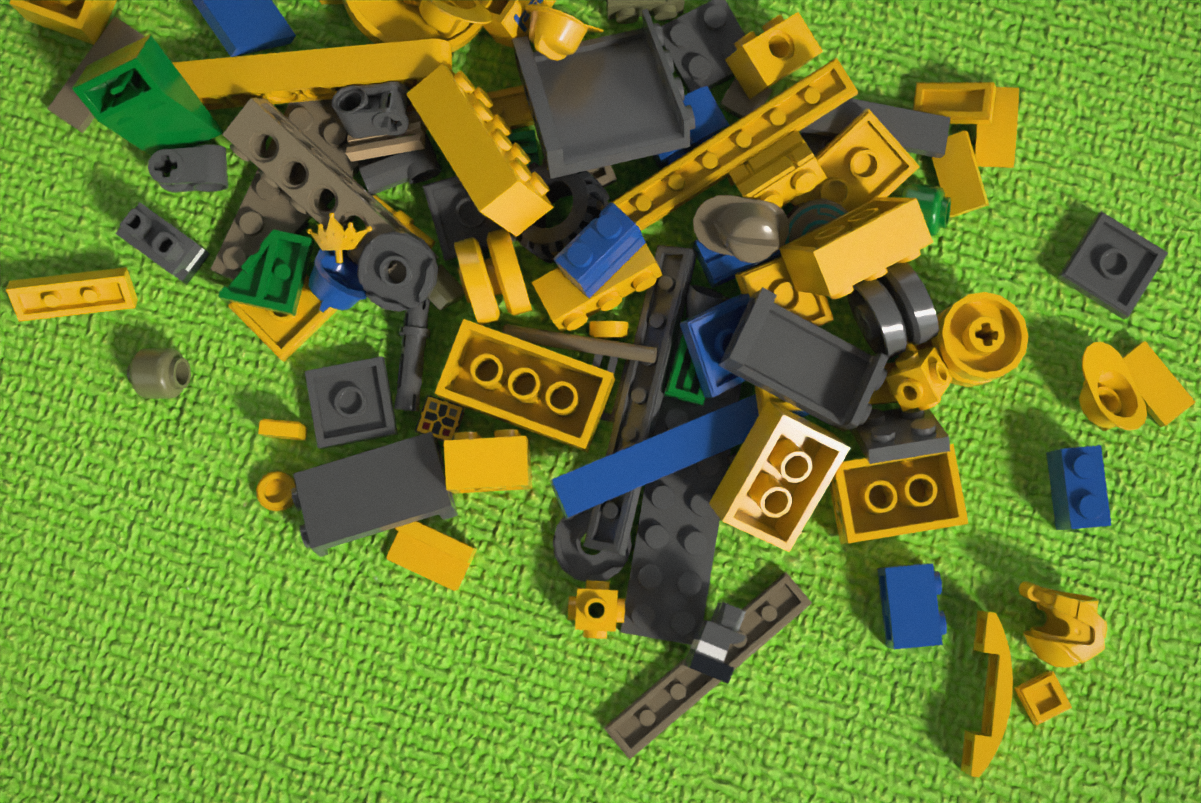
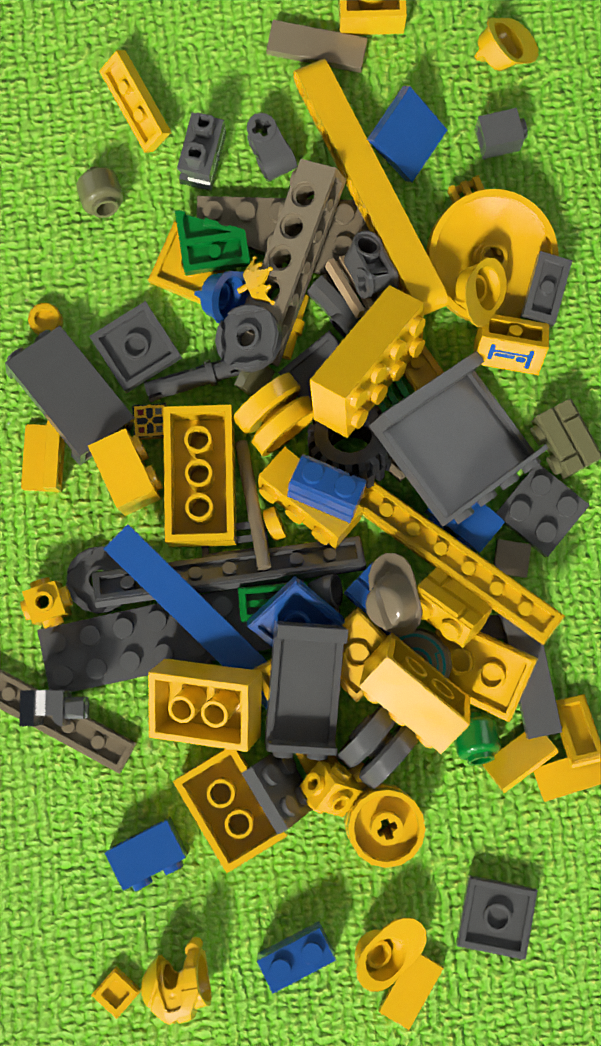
camera: 70 degrees right, 0 degrees up
(145, 99) = (303, 88): green slope -> none
(282, 429) = (93, 304): yellow tile -> none
(555, 32) = (493, 384): yellow piece -> none
(756, 65) = (567, 578): yellow brick -> none
(982, 746) = (58, 953): yellow slope -> none

